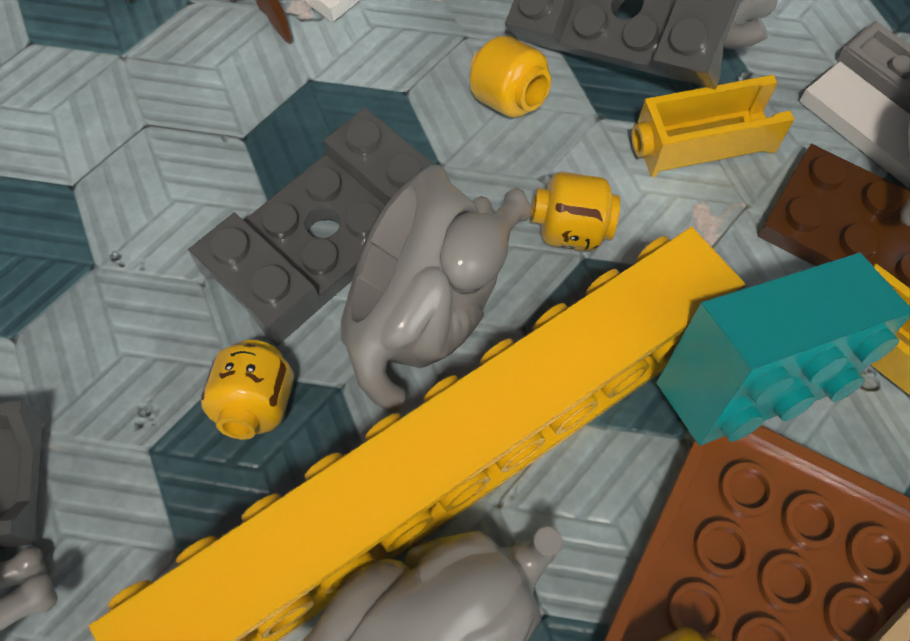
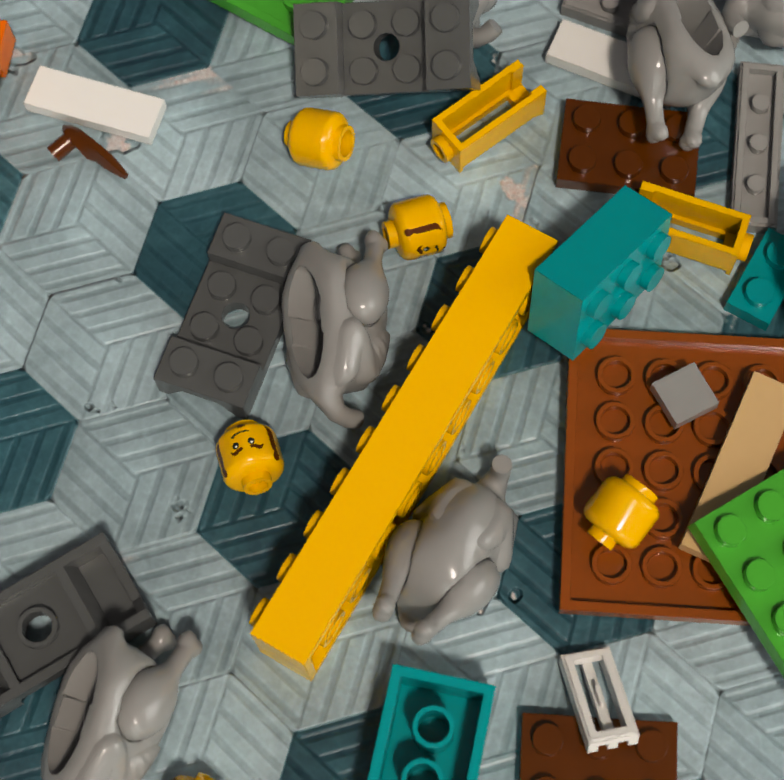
camera: 20 degrees left, 5 degrees up
(833, 558) = (684, 395): none -> light grey tile

